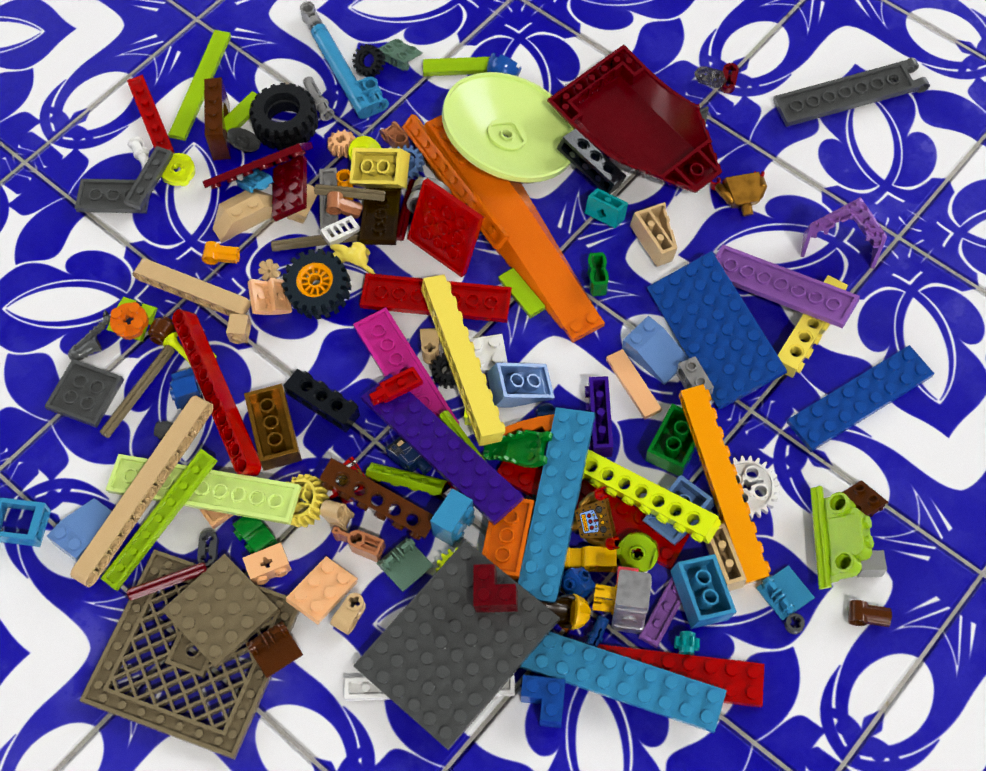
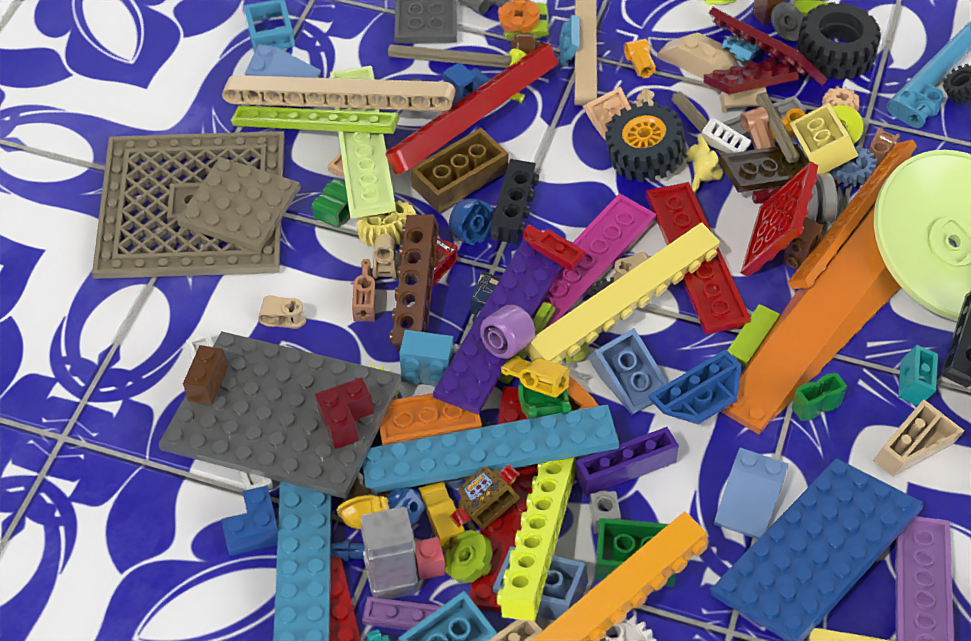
camera: 65 degrees right, 10 degrees down
(166, 581) = (252, 150): dark red axle -> none
(177, 295) = (569, 40): none -> dark azure plate
(212, 549) = (304, 173): dark grey beam -> none
(238, 328) = (560, 103): tan brick -> none
(257, 562) = (306, 224): light nougat brick -> none
(274, 649) = (214, 260): reddish brown hinge -> none
(321, 103) = (898, 51): light grey pin -> none
(321, 590) = (297, 278): light nougat plate -> none
(327, 439) = (471, 221): none -> blue cylinder
(404, 478) = (457, 302): lime plate -> none
(405, 564) = (359, 341): sand green hinge -> none
(405, 687) = (205, 375): none -> reddish brown brick
(470, 447) = (507, 331): none -> medium lavender head
(489, 351) = (655, 327): white plate -> none
(510, 443) = (539, 375): none -> yellow piece
(545, 409) = (612, 404): dark blue plate -> none
(564, 343) = (701, 390): none -> blue wedge
(632, 455) = (603, 500): none -> light grey brick
(633, 384) = (695, 486): light nougat tile -> none
(692, 374) = (731, 547): light grey brick -> none

